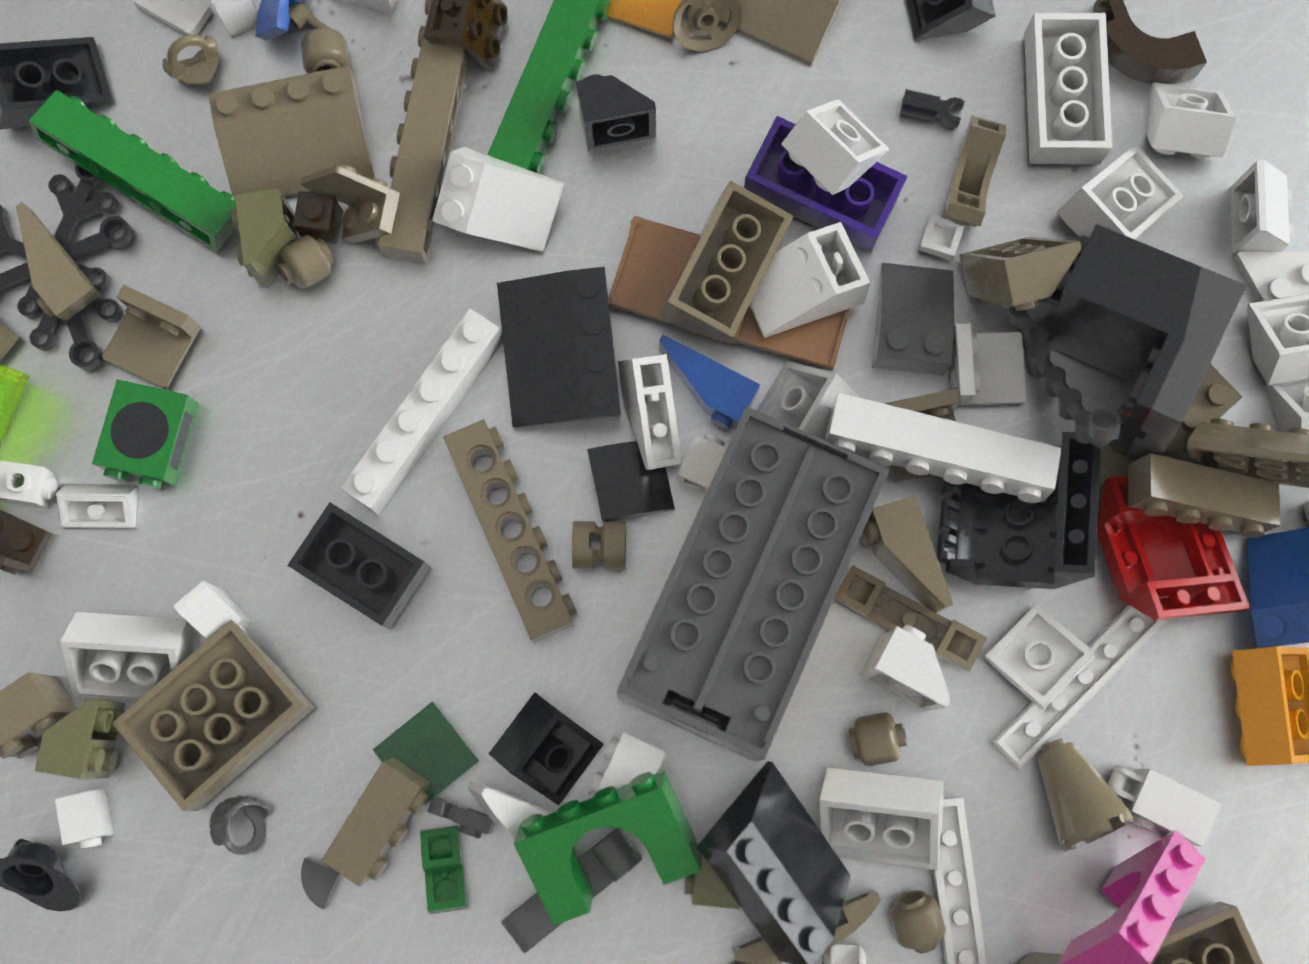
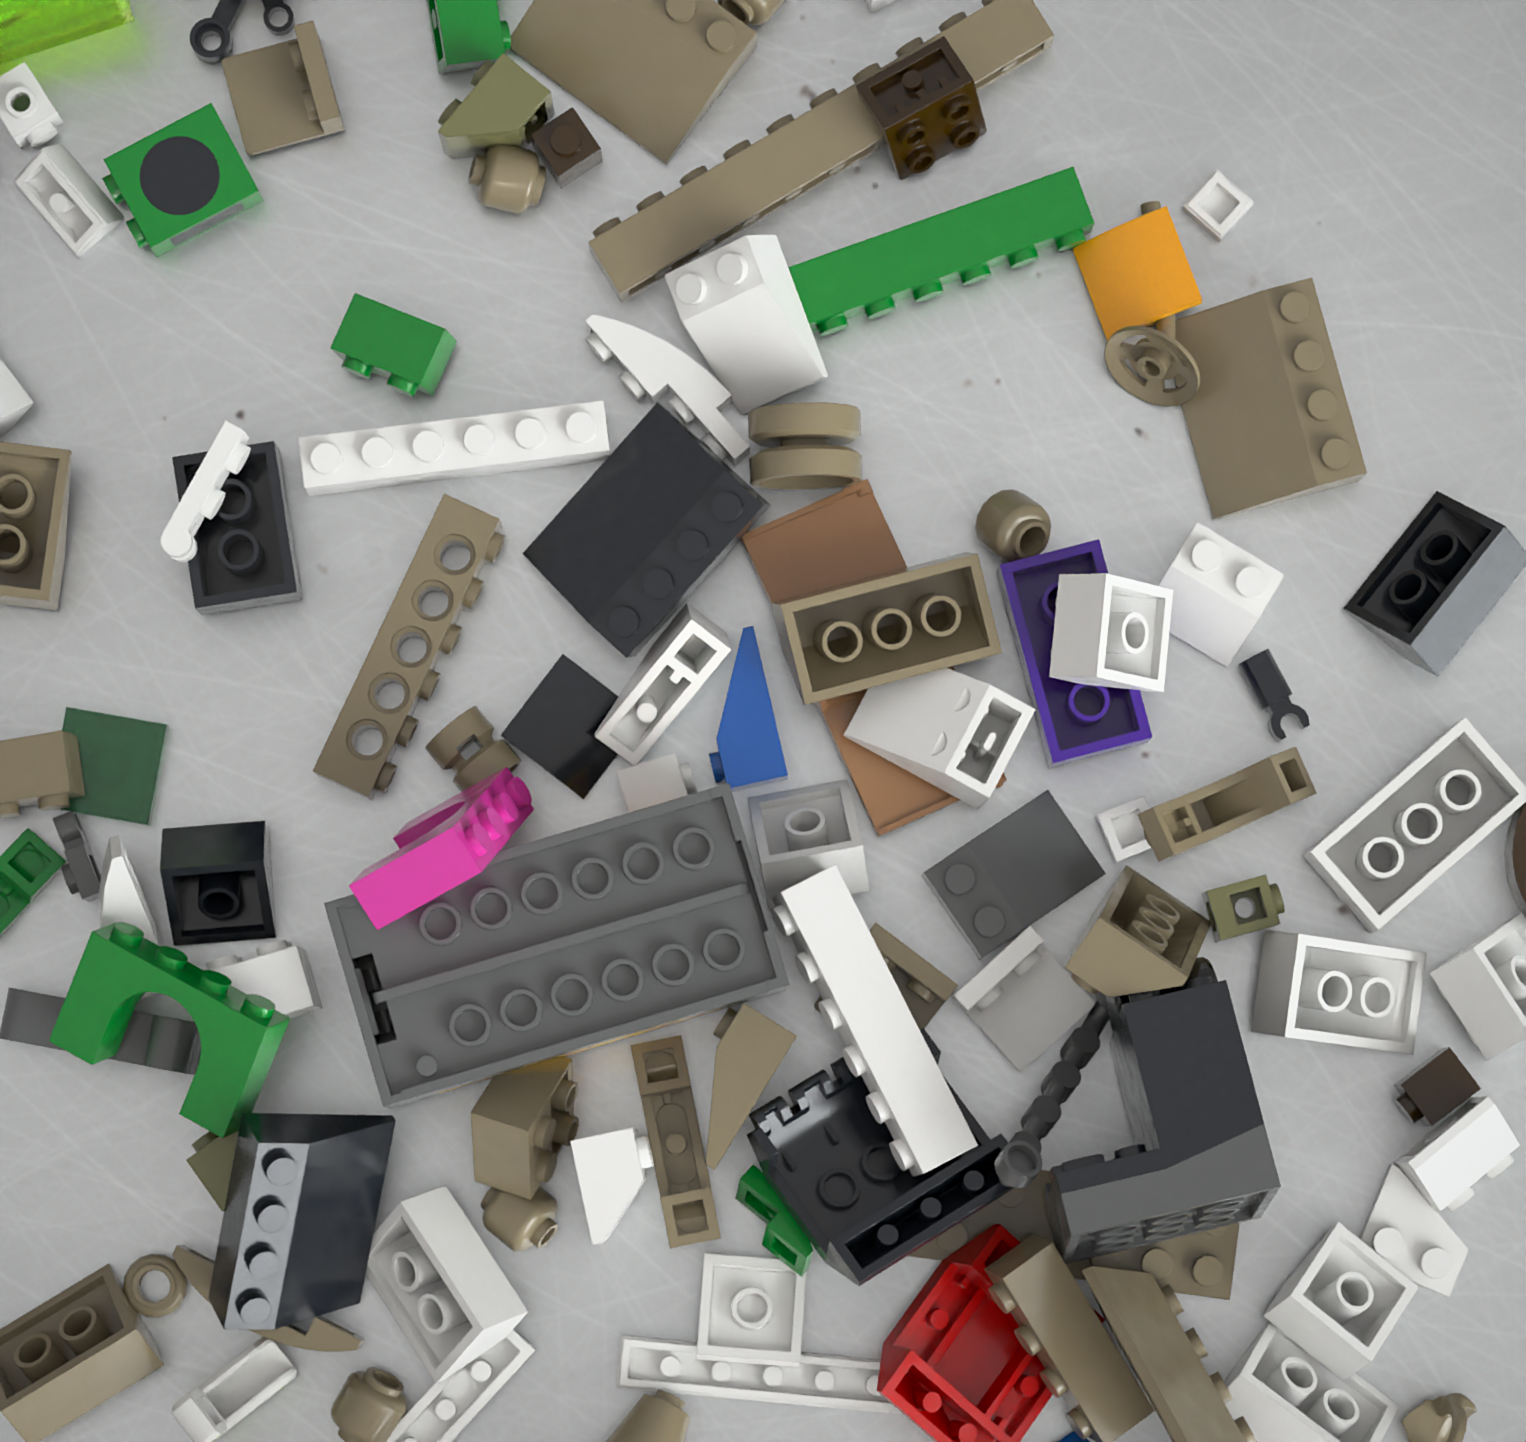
camera: 45 degrees right, 5 degrees up
(209, 609) = (62, 420): white slope -> none
(322, 563) = (203, 494): none -> white plate
(338, 397) = (393, 346): none -> green brick
(369, 200) = (621, 195): dark tan bracket -> none
(477, 269) = (658, 367): none -> white slope
(590, 224) = (805, 446): none -> dark tan wheel
(614, 112) = (951, 356): black slope -> none
(644, 597) = (444, 847): none -> dark pink arch
(728, 158) = (1013, 526): none -> dark tan head
(834, 695) = (523, 1126): none -> dark tan slope
(858, 80) = (1217, 593): none -> white slope
(1016, 601) = (782, 1233): none -> green slope
(1040, 201) = (1221, 907): none -> olive brick
(1214, 196) = (1435, 1088): none -> dark brown brick

